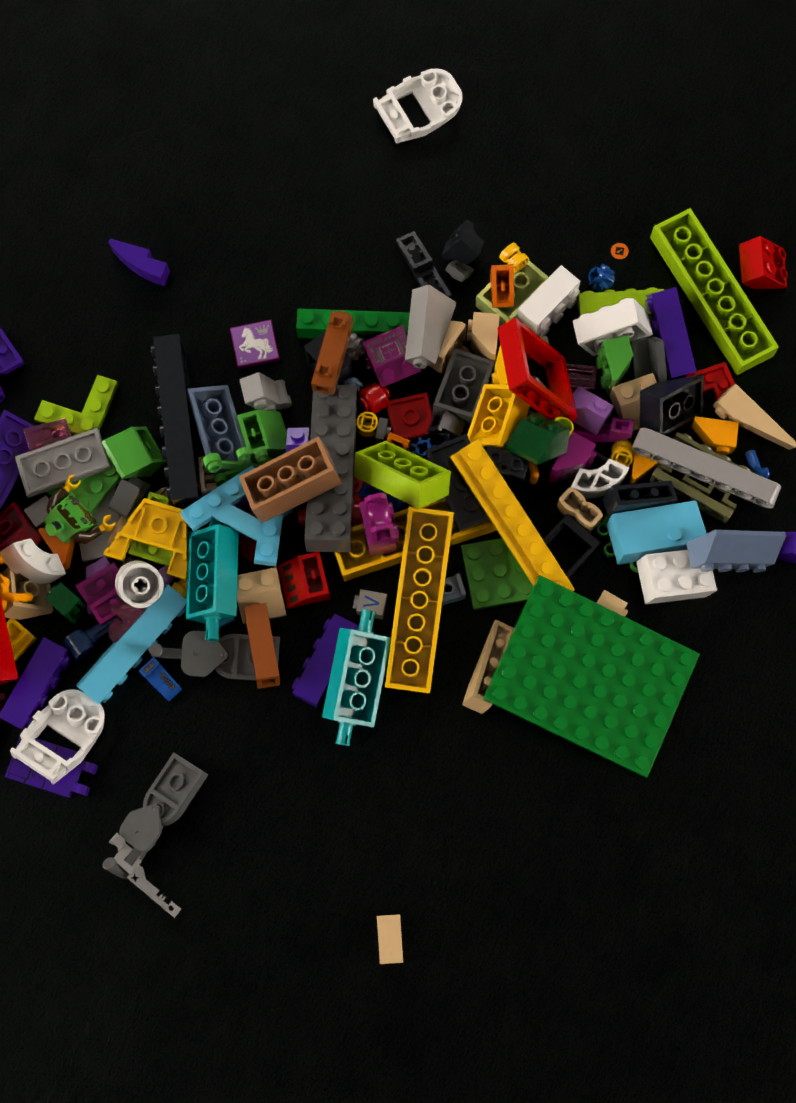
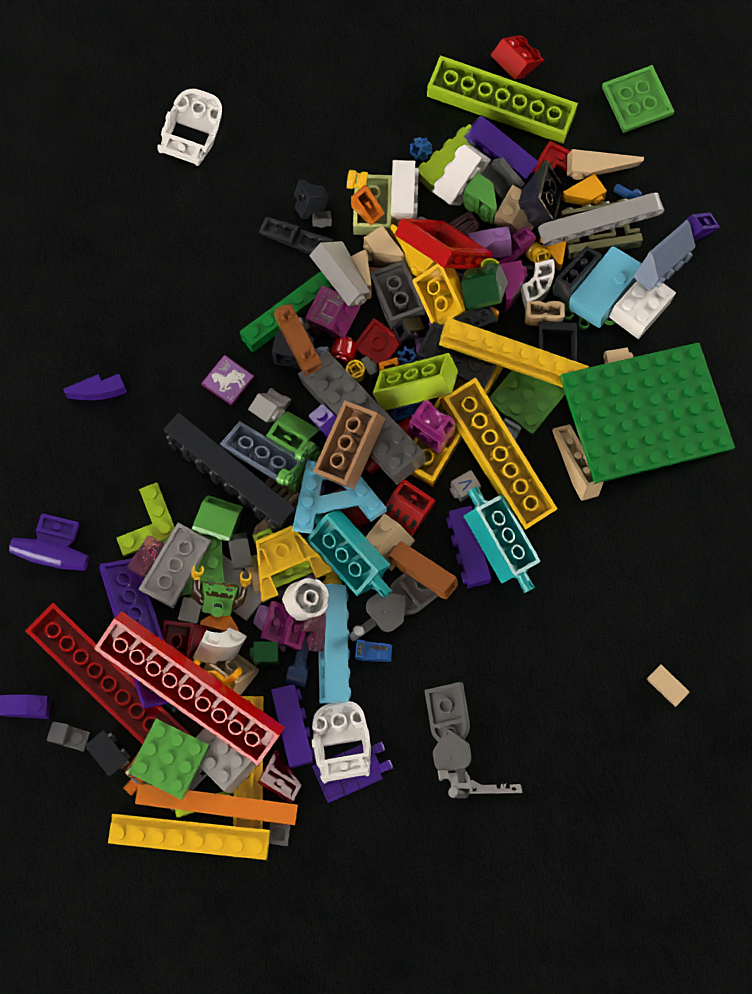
camera: 45 degrees left, 0 degrees up
(619, 251) = (414, 121): orange sticker -> none

